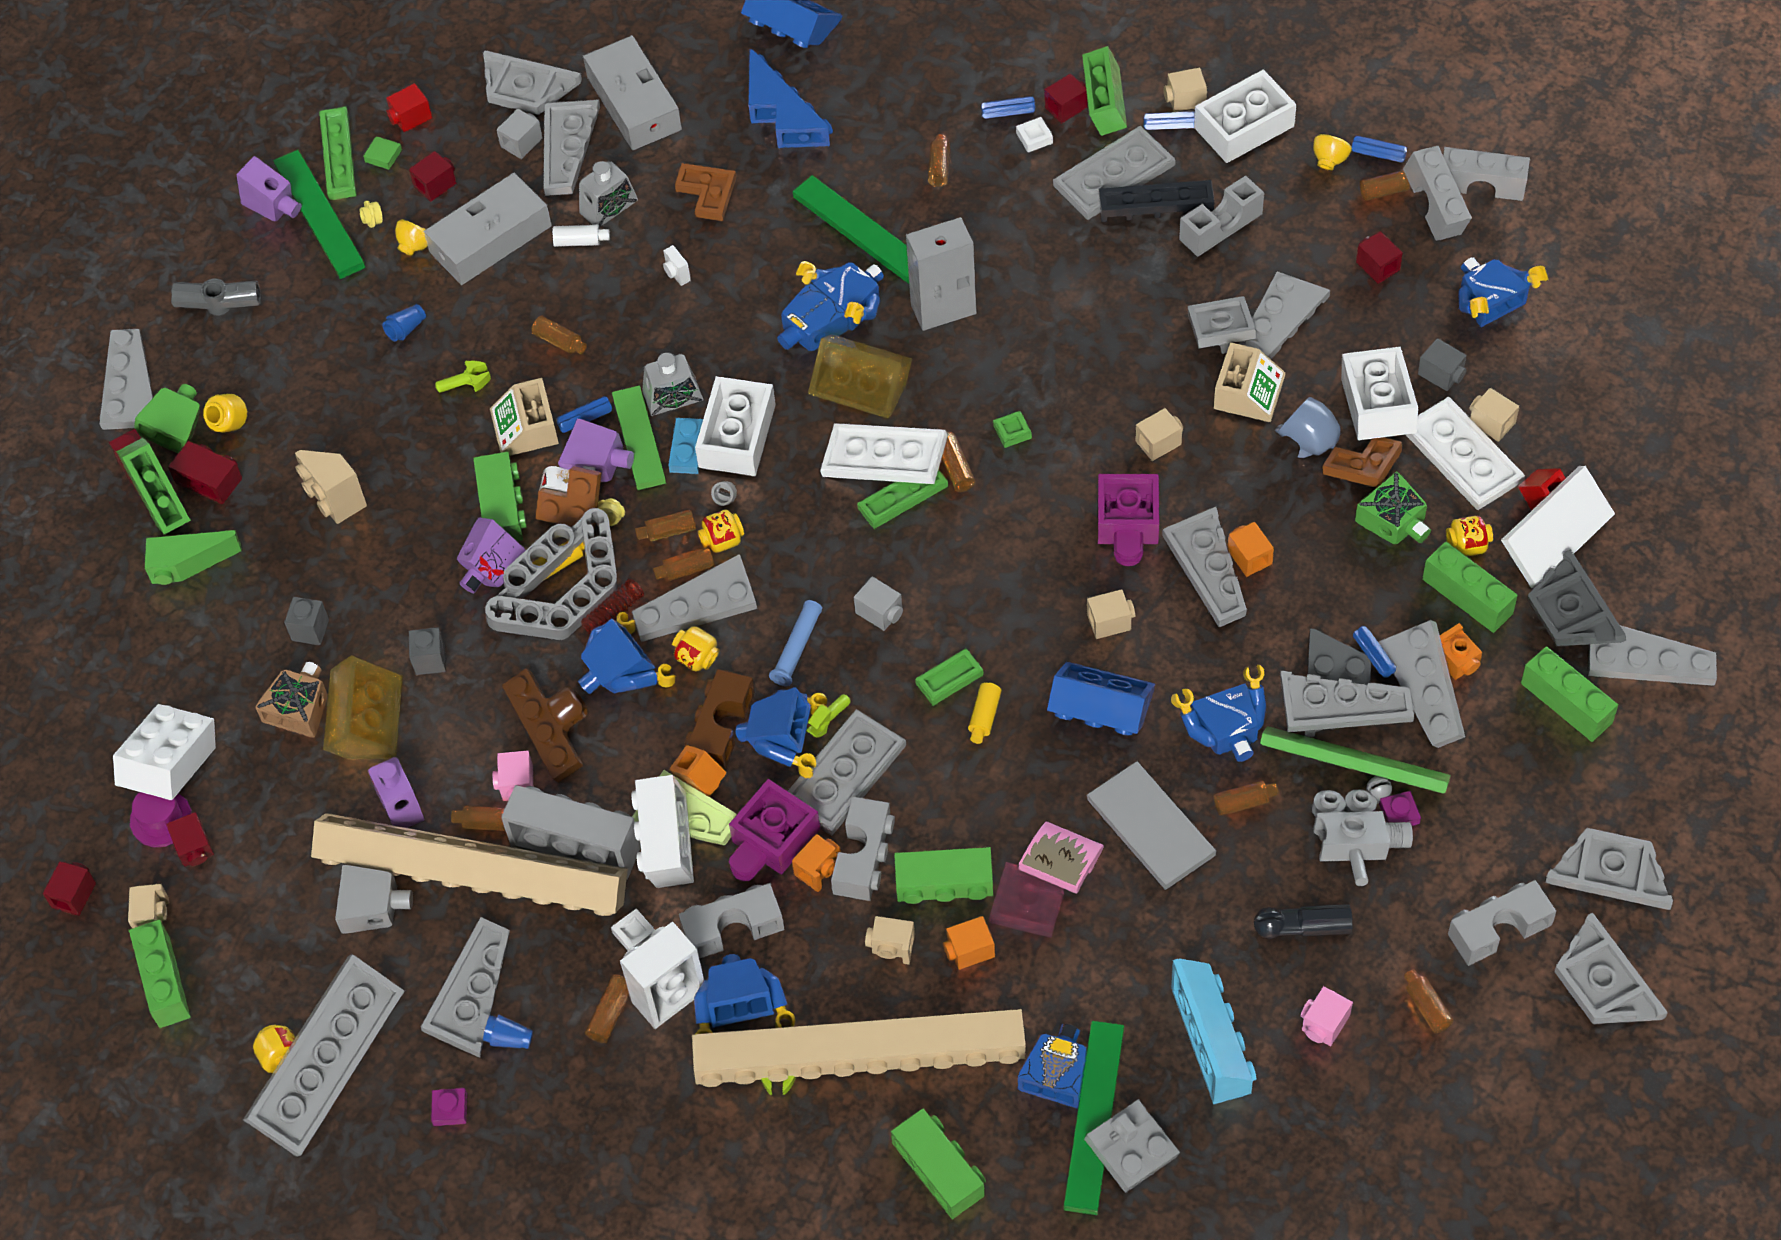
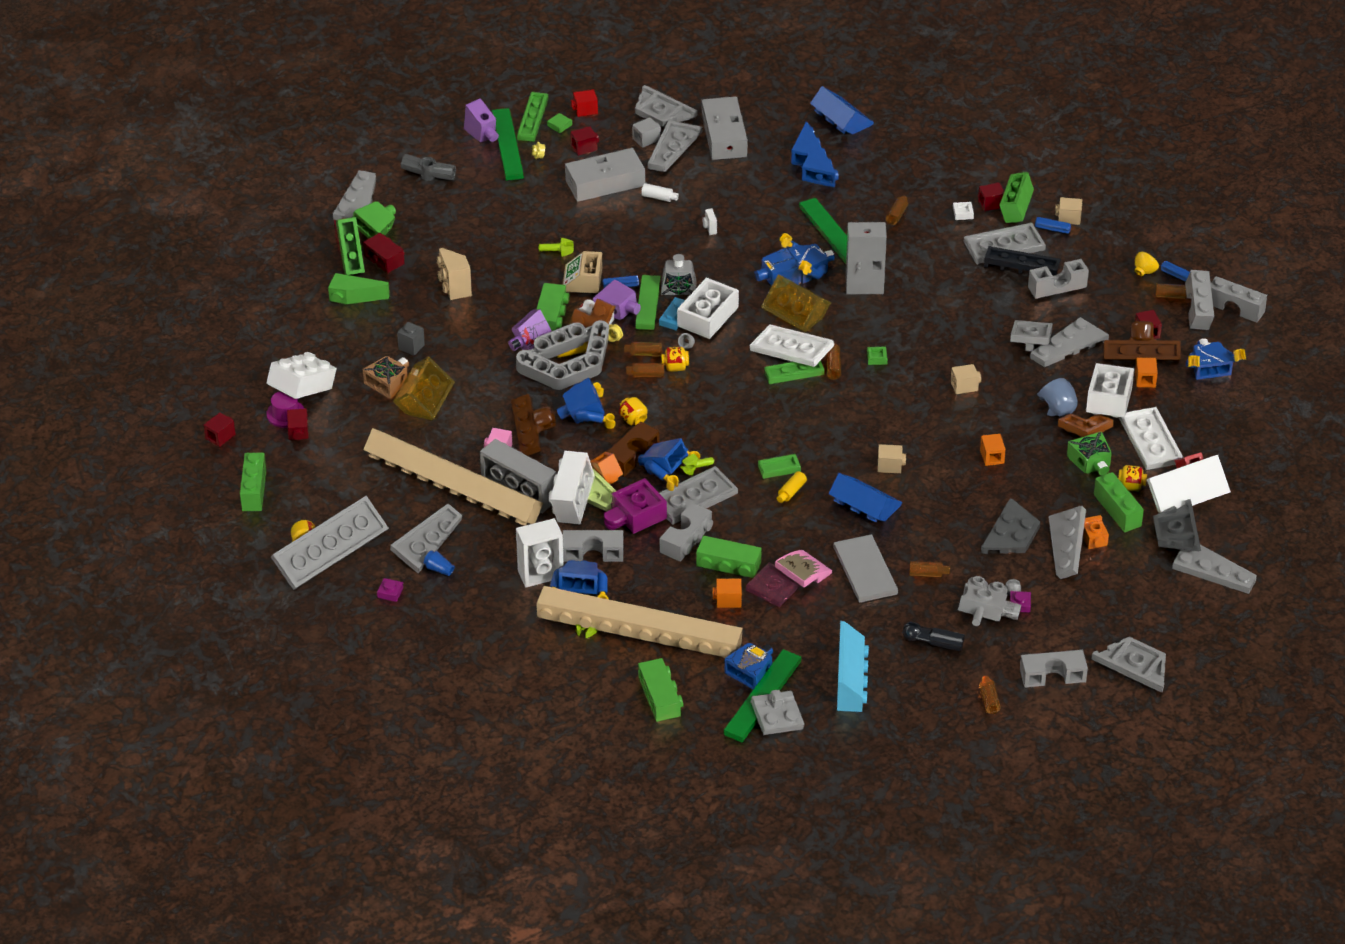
camera: 15 degrees right, 15 degrees down
(147, 904) = (261, 444): tan brick -> none
(225, 413) = (408, 225): yellow head -> none
(368, 899) = (387, 479): light grey torso -> none
(393, 787) = (425, 423): medium lavender torso -> none
(402, 323) = (533, 209): blue cone -> none
(410, 237) = (556, 167): yellow brick -> none
(427, 651) = (474, 371): dark grey brick -> none
(479, 818) = (468, 459): clear orange cylinder -> none
(558, 335) = (622, 239): clear orange cylinder -> none
(605, 193) = (683, 173): light grey torso -> none
(608, 1010) = (501, 569): clear orange piece -> none
(630, 591) = (607, 372): clear red piece -> none
(702, 600) = (648, 390): light grey wing -> none
(711, 185) = (749, 188): dark orange plate -> none
(796, 643) = (694, 425): medium blue pin -> none
(816, 861) = (653, 529): orange brick -> none
(878, 603) = (752, 417): light grey brick -> none
(891, 938) = (683, 578): tan brick -> none
(1008, 107) = (953, 193): axle -> none
(1128, 514) = (925, 411): magenta brick -> none
(1208, 565) = (963, 448): light grey wing -> none
(1226, 718) = (936, 527): blue torso -> none
(1245, 116) = (1098, 231): white brick -> none
(1248, 383) = (1032, 366): tan slope -> none
(1325, 1016) = (924, 684): bright pink brick -> none
(1330, 704) = (1000, 534): light grey wing -> none
(1355, 759) = (1005, 568): bright green tile -> none
(1374, 651) = (1043, 519): blue axle -> none
(1386, 296) = (1141, 345): none -> reddish brown plate
(1411, 337) = (1146, 372): none -> orange brick
(1442, 365) = (1159, 389): dark grey brick -> none
(1494, 414) = (1179, 422): tan brick -> none
(1569, 694) = (1153, 569): bright green brick -> none
(1605, 980) = (1102, 713): light grey wing -> none

